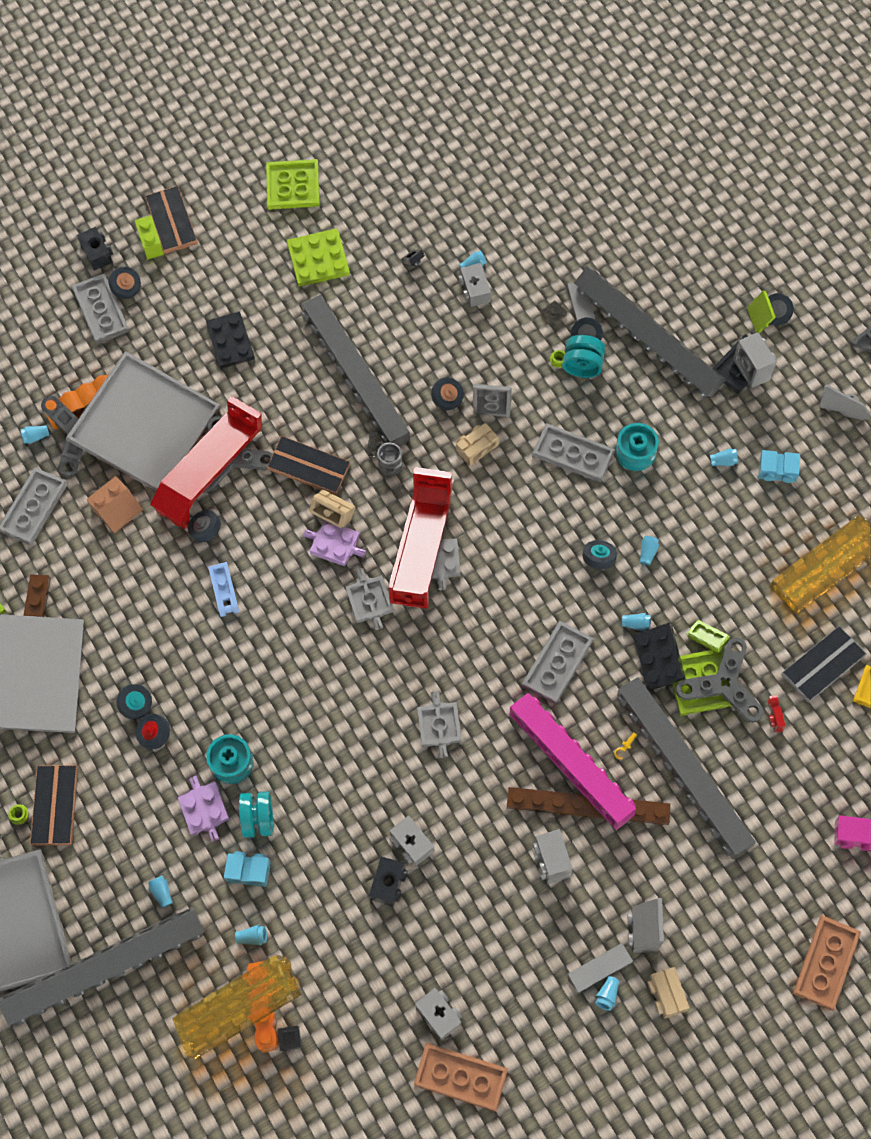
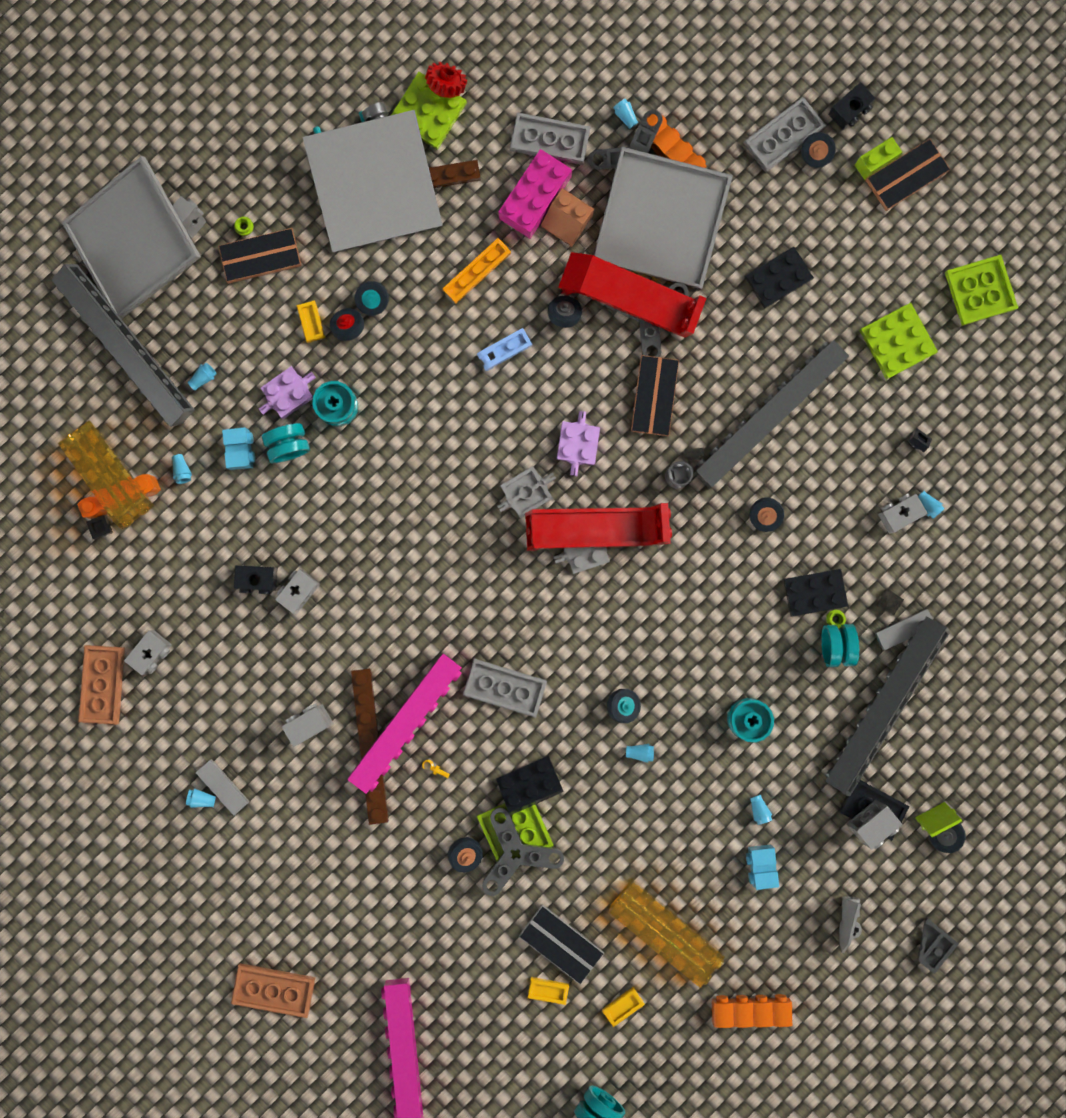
camera: 70 degrees right, 20 degrees up
(82, 528) = (535, 193): none -> dark pink brick
(138, 598) = (476, 270): none -> light orange plate
(138, 769) = (310, 321): none -> yellow tile
(332, 508) = (611, 431): tan brick -> none
(439, 724) = (415, 589): light grey plate -> none
(477, 443) = (717, 557): tan brick -> none
(492, 400) = (770, 561): light grey slope -> none
(530, 370) = (815, 592): none -> black plate
(573, 452) = (732, 656): light grey tile -> none
(588, 327) = (872, 641): black wheel -> none
(637, 621) = (562, 756): medium azure cone -> none
(646, 926) = (260, 824): light grey slope -> none
(668, 992) = (211, 854): tan brick -> none
(685, 768) = (428, 826): dark grey brick -> none
(708, 636) = (562, 828): lime plate -> none
(717, 733) = (465, 854): none -> black wheel
(776, 717) = (492, 908): red plate -> none

